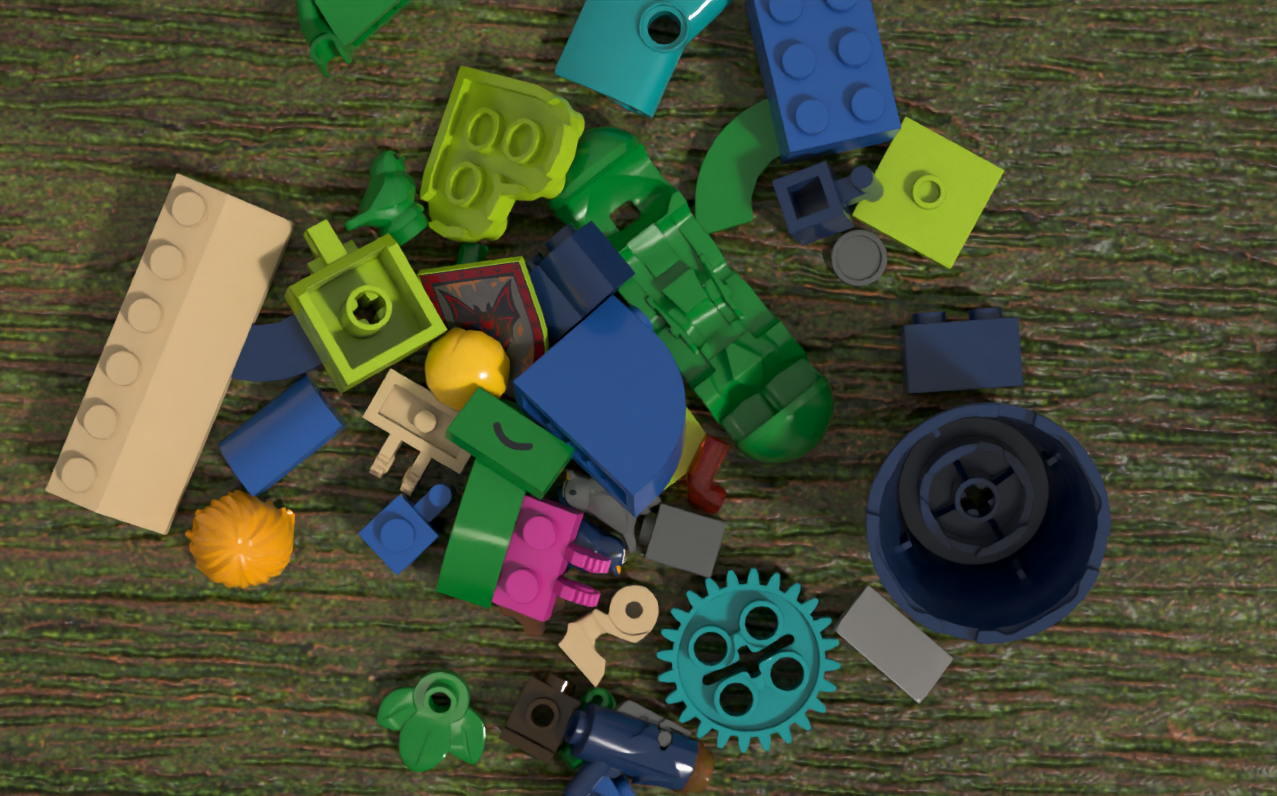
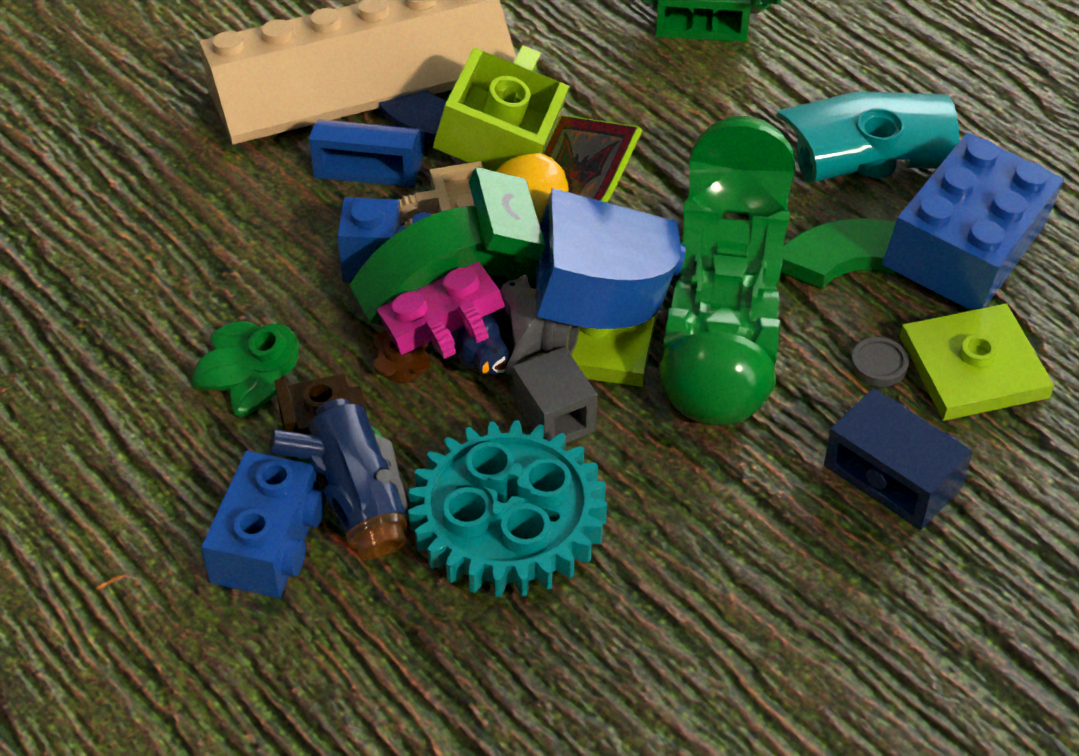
camera: 50 degrees right, 40 degrees down
(241, 540) = (270, 166): light orange hair -> none
(390, 200) = (590, 91): green animal -> none
(496, 147) = (695, 103): lime plate -> none
(575, 277) = (669, 184): dark blue brick -> none
(630, 617) = (446, 405): tan leg -> none
(701, 473) = (613, 369): clear red arm -> none
(818, 202) = (886, 285): dark blue brick -> none
(892, 643) = (629, 601): light grey slope -> none
(998, 564) = (811, 473): dark blue cone -> none

